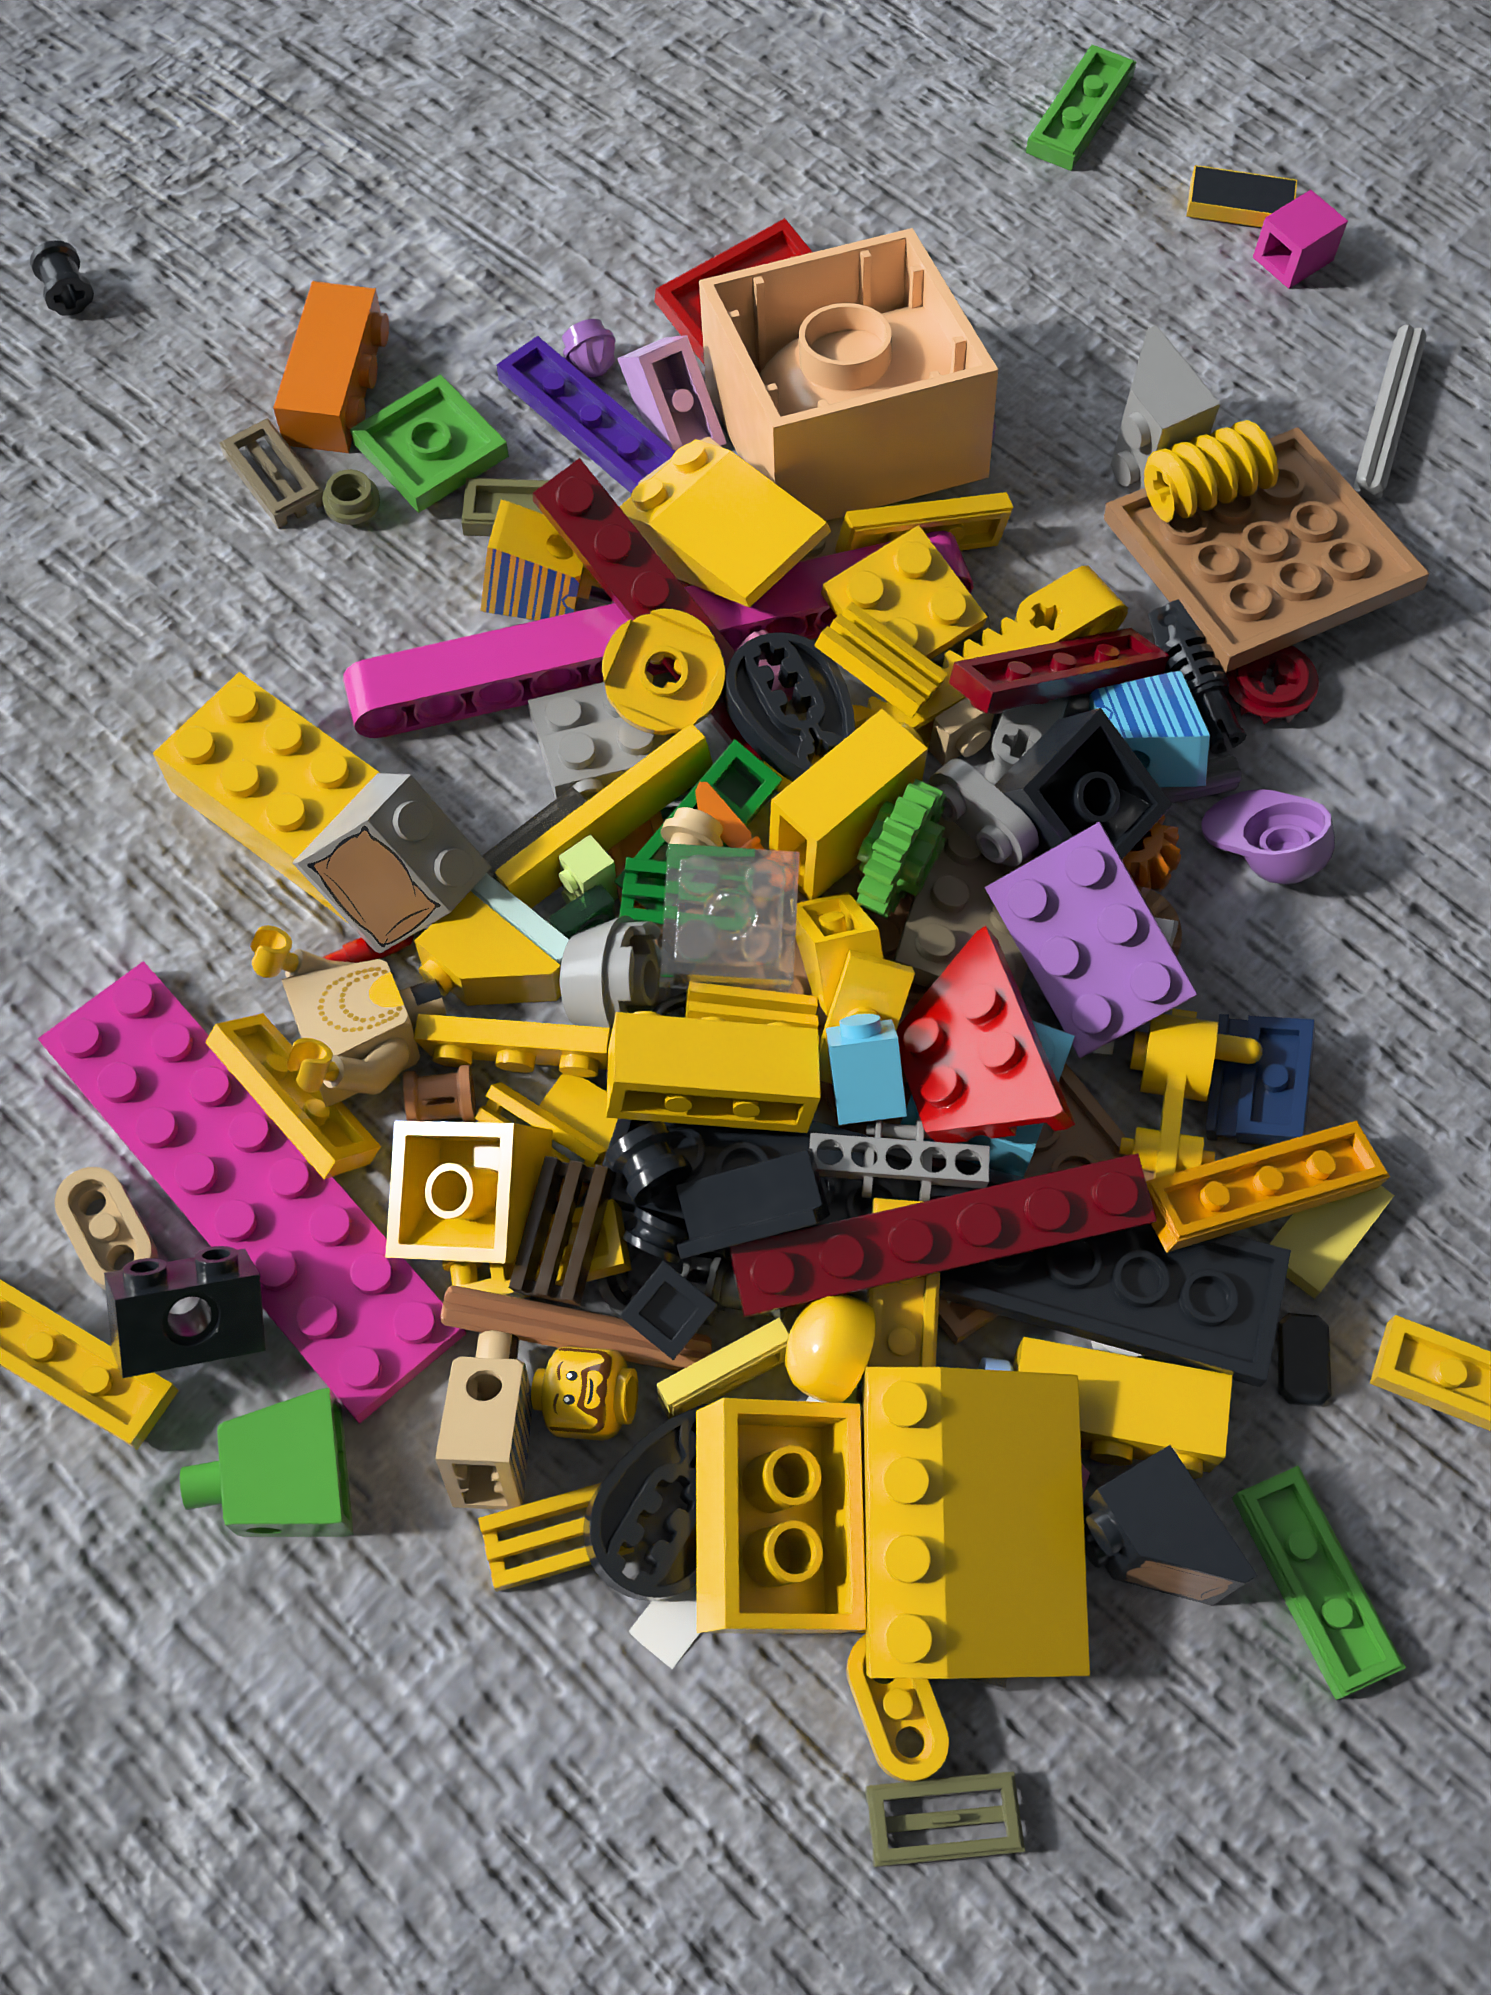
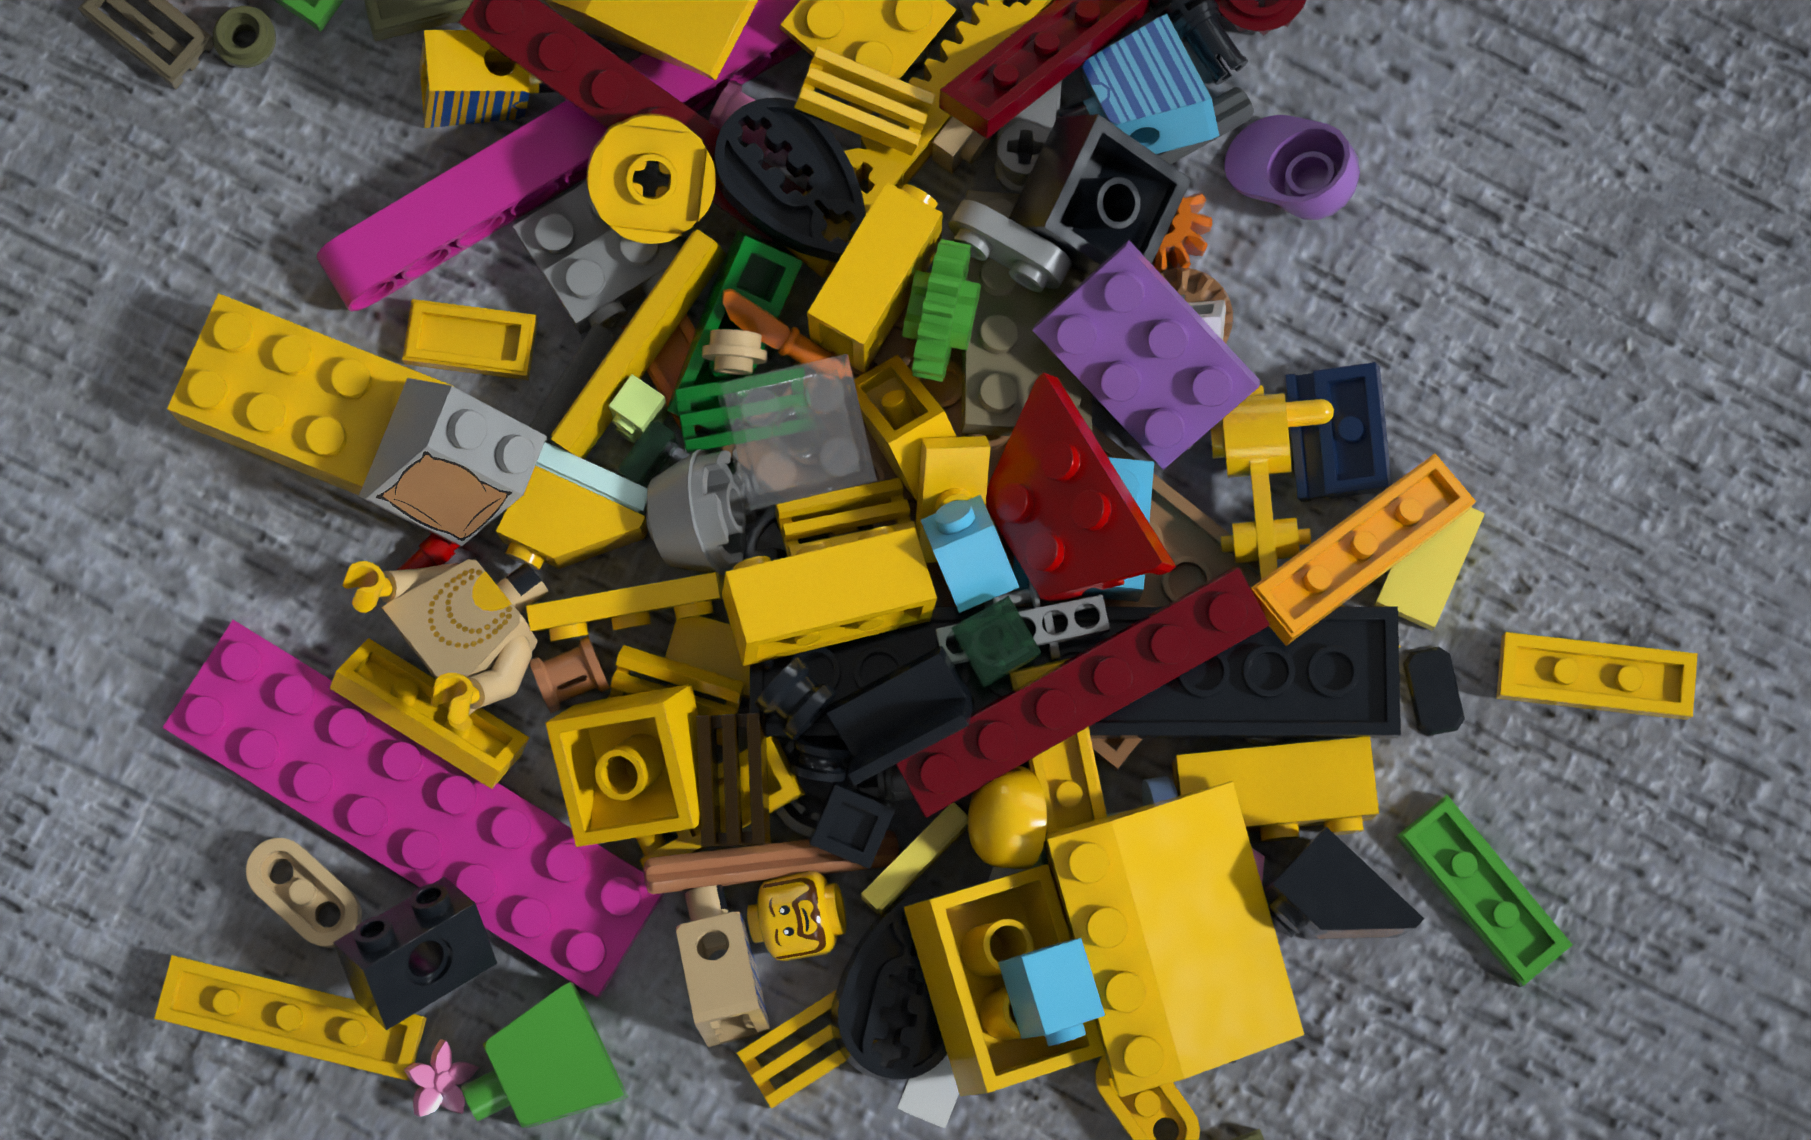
camera: 15 degrees left, 15 degrees up
(164, 1456) = (439, 1081): none -> bright pink plant
(463, 785) = (470, 339): none -> yellow tile
(827, 1535) = (1052, 991): none -> medium azure brick
(868, 1159) = (996, 641): none -> clear green tile

